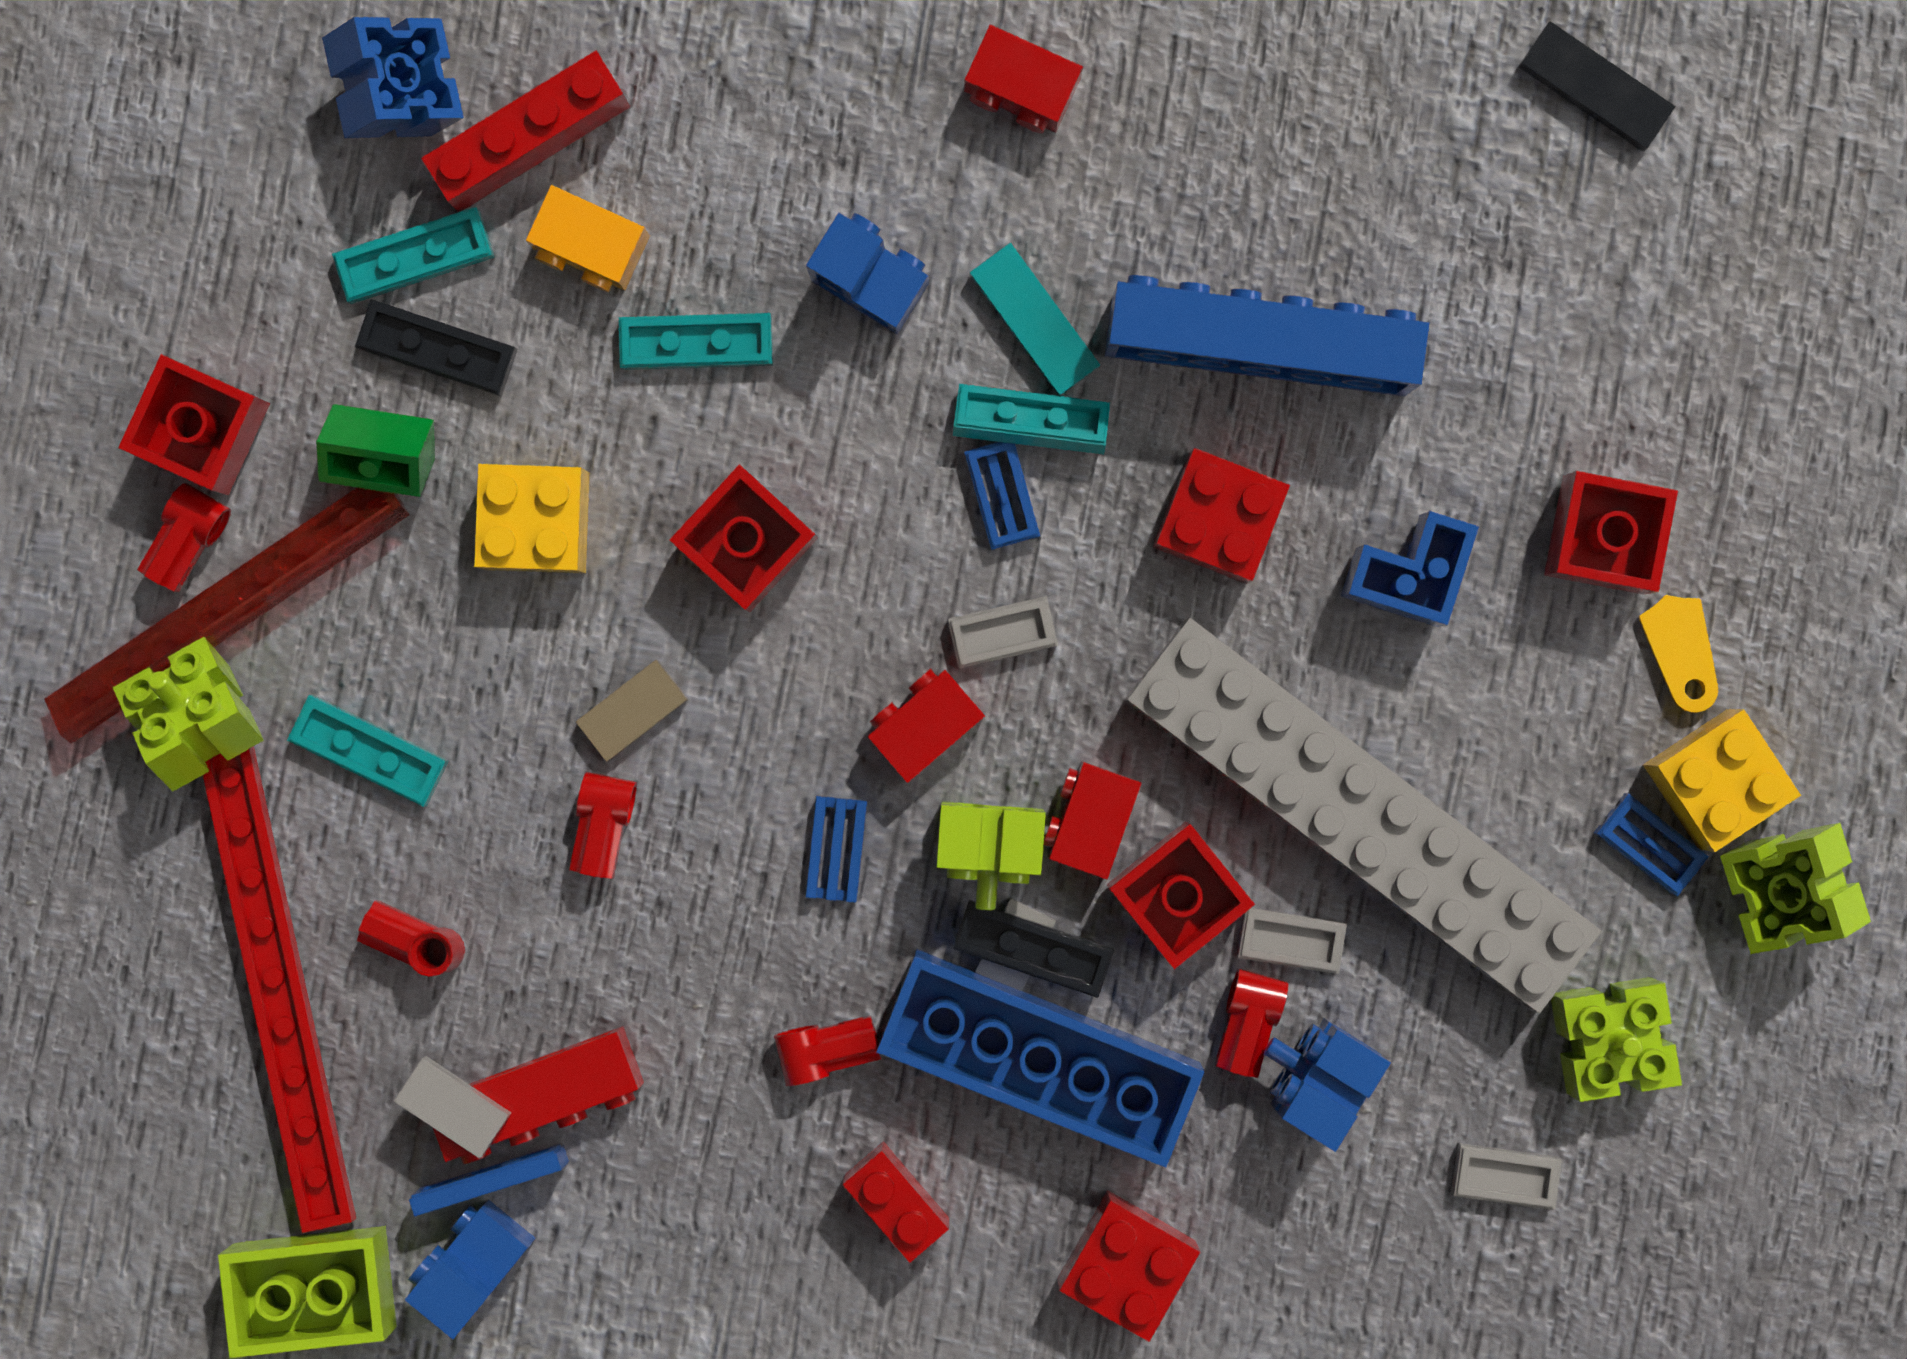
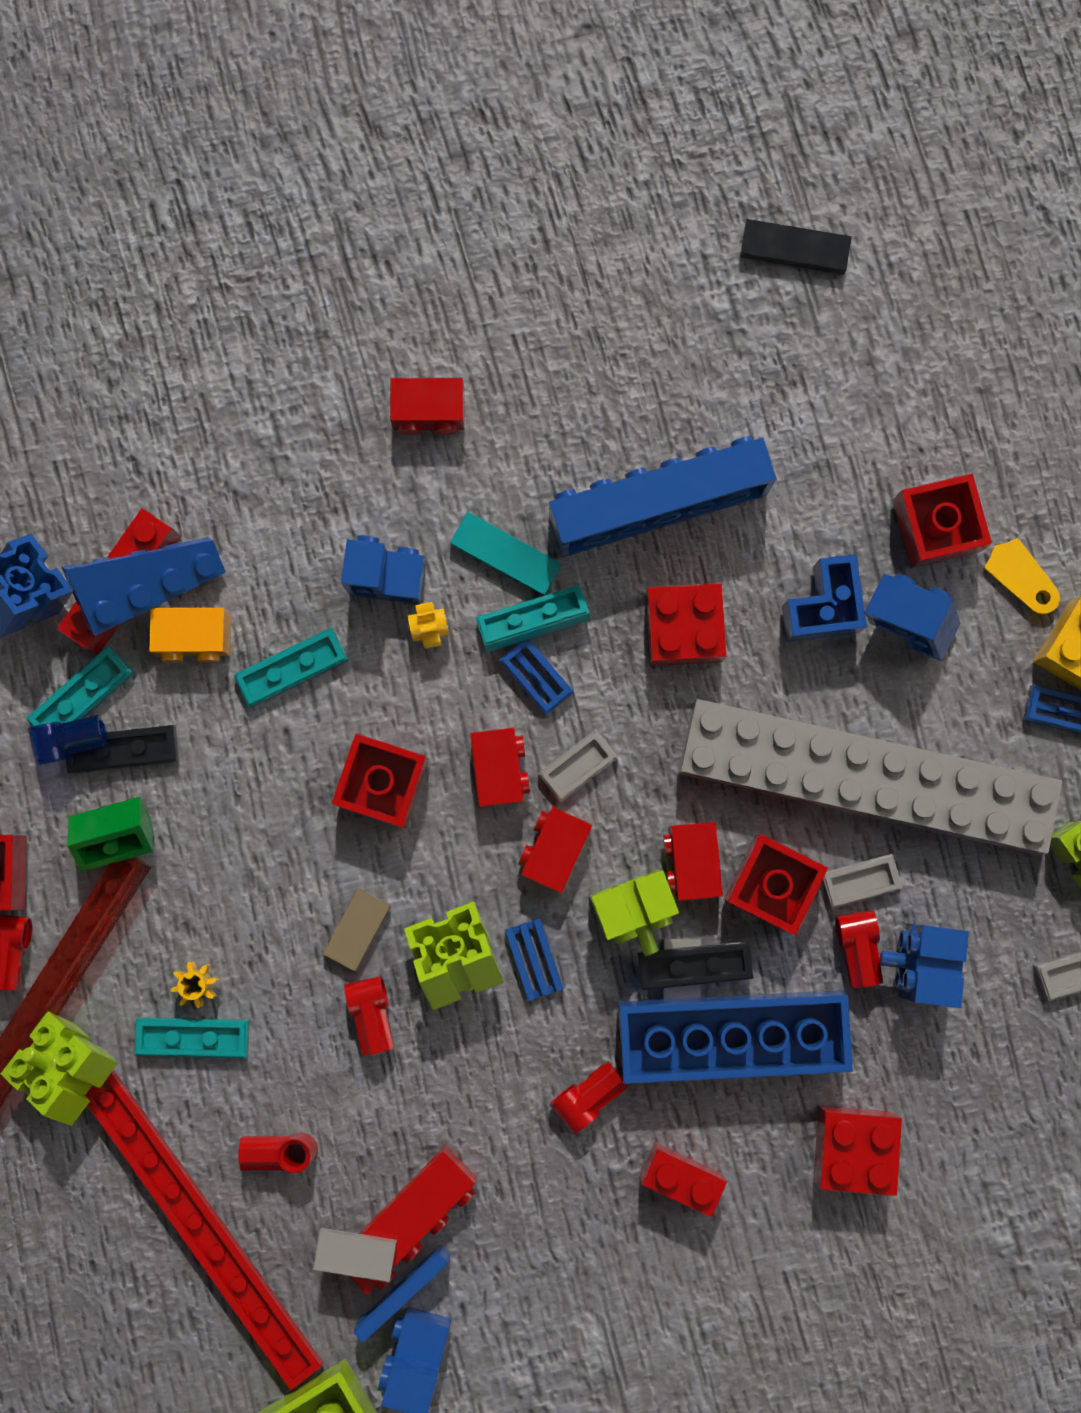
camera: 20 degrees left, 5 degrees down
(362, 302) = (58, 740): none -> clear blue piece
(413, 690) = (184, 986): none -> yellow gear
(531, 518) = (233, 832): yellow brick -> none
(543, 145) = (131, 584): none -> blue wing
(737, 798) = (453, 955): none -> lime brick
(894, 367) = (428, 625): none -> yellow gear
(900, 589) = (498, 767): none -> red brick
(1524, 645) = (919, 615): none -> blue brick

